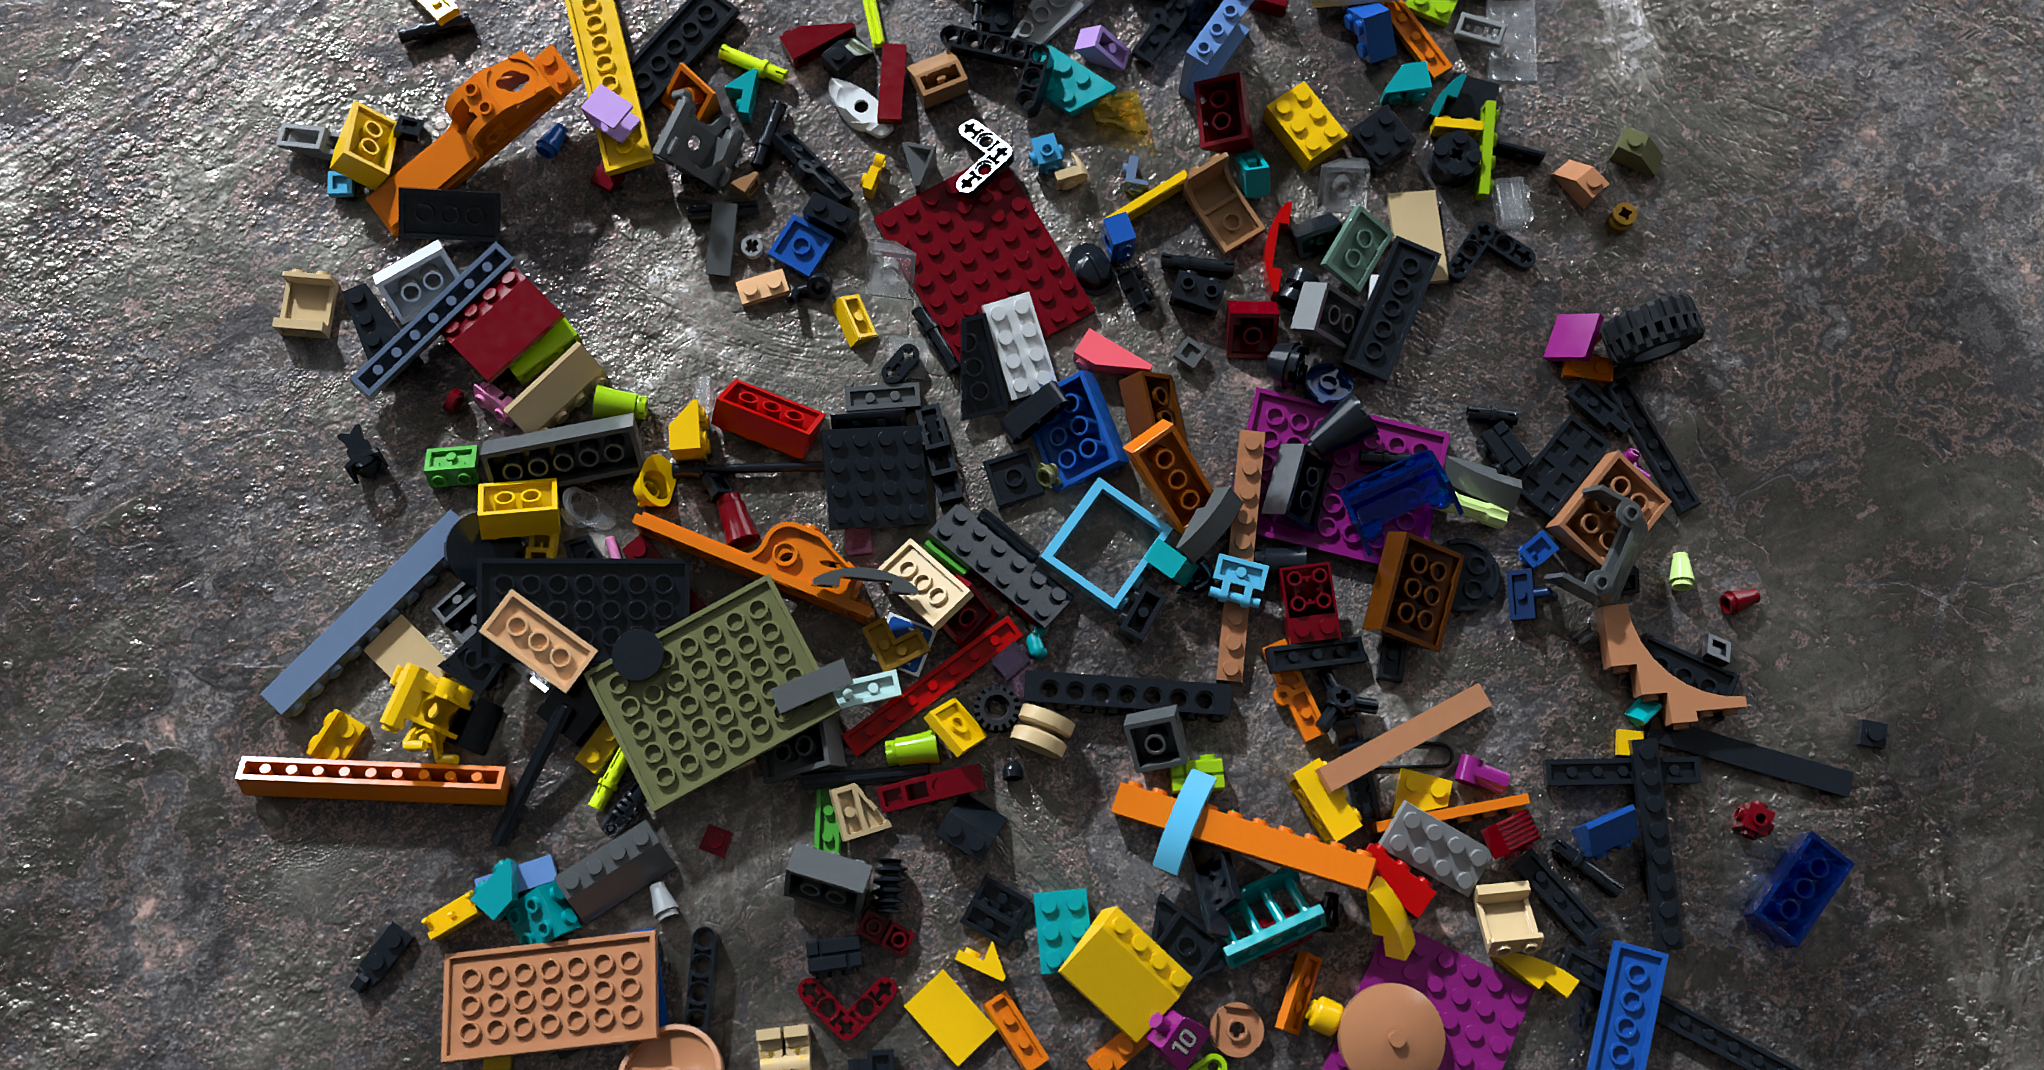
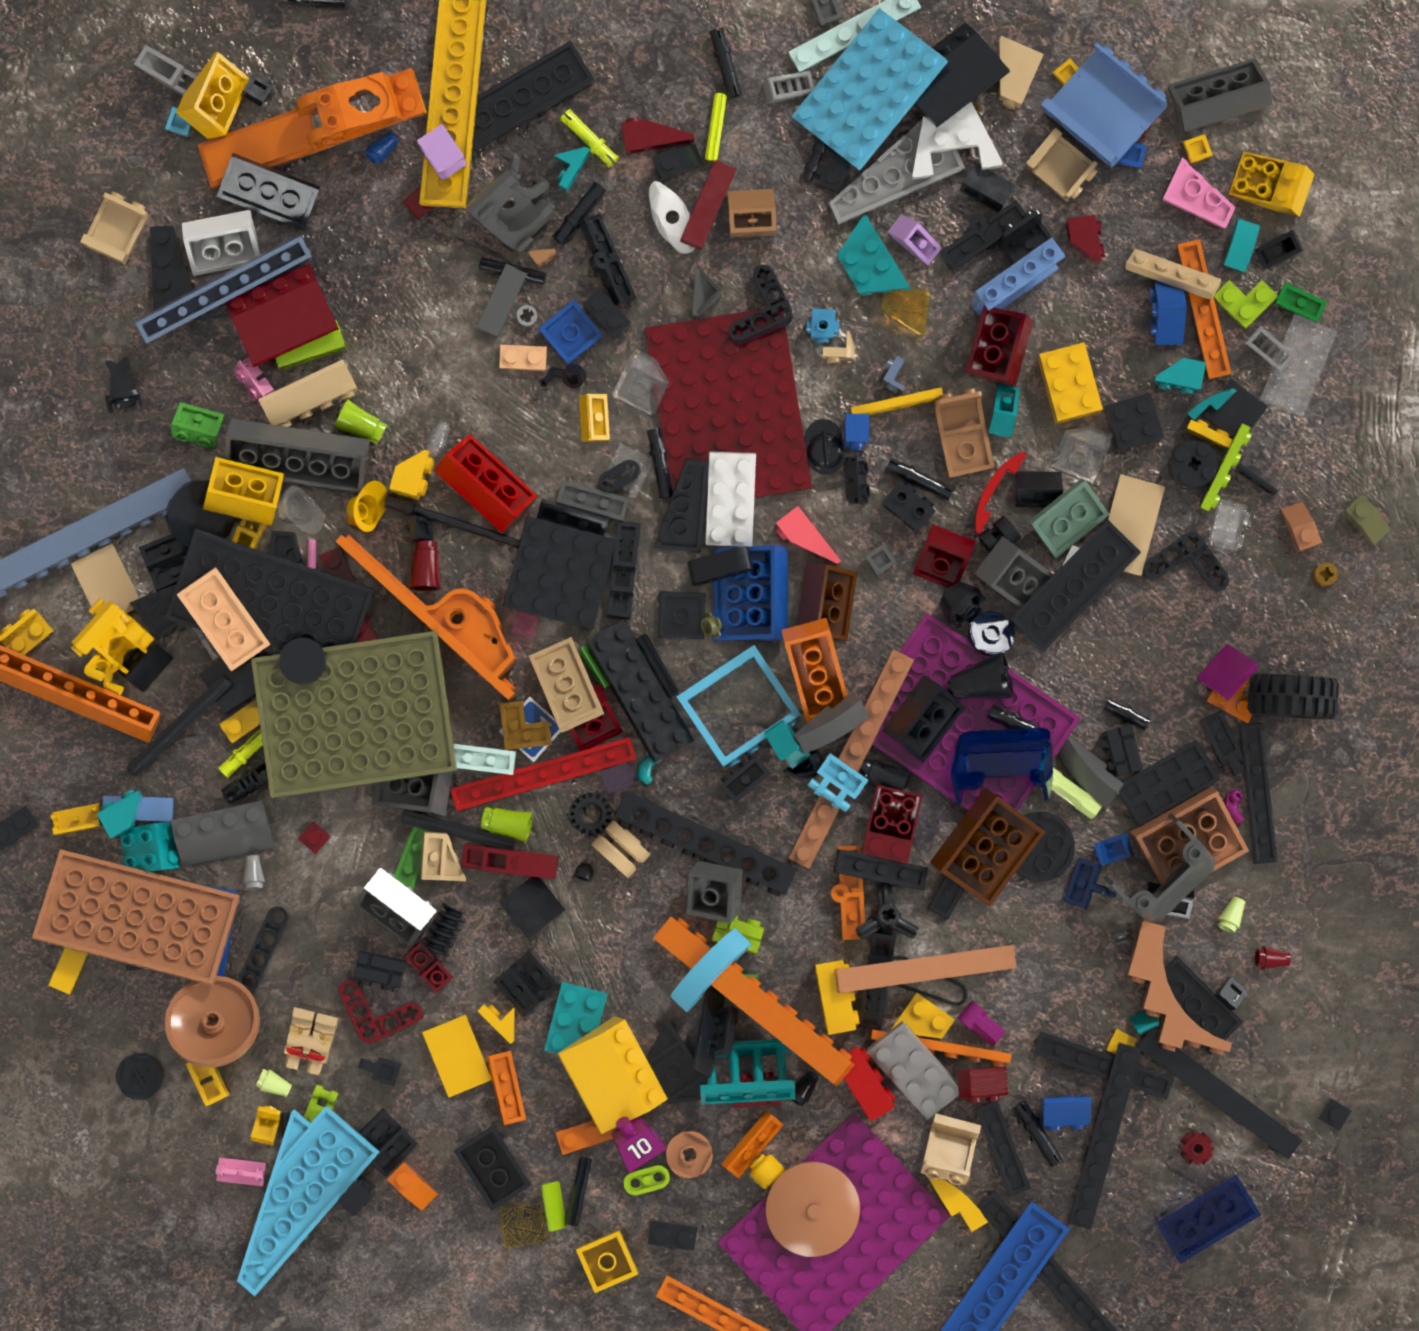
camera: 20 degrees right, 10 degrees up
(453, 401) = (216, 366): dark red tile -> none
(701, 93) = (521, 143): orange slope -> none
(811, 686) = (438, 742): dark grey tile -> none
(871, 180) = (654, 291): yellow plate -> none
(896, 584) = (489, 656): dark grey slope -> none
(955, 727) = (549, 817): yellow plate -> none
(1006, 57) = (823, 216): black beam -> none
(1390, 920) = (847, 1114): yellow slope -> none

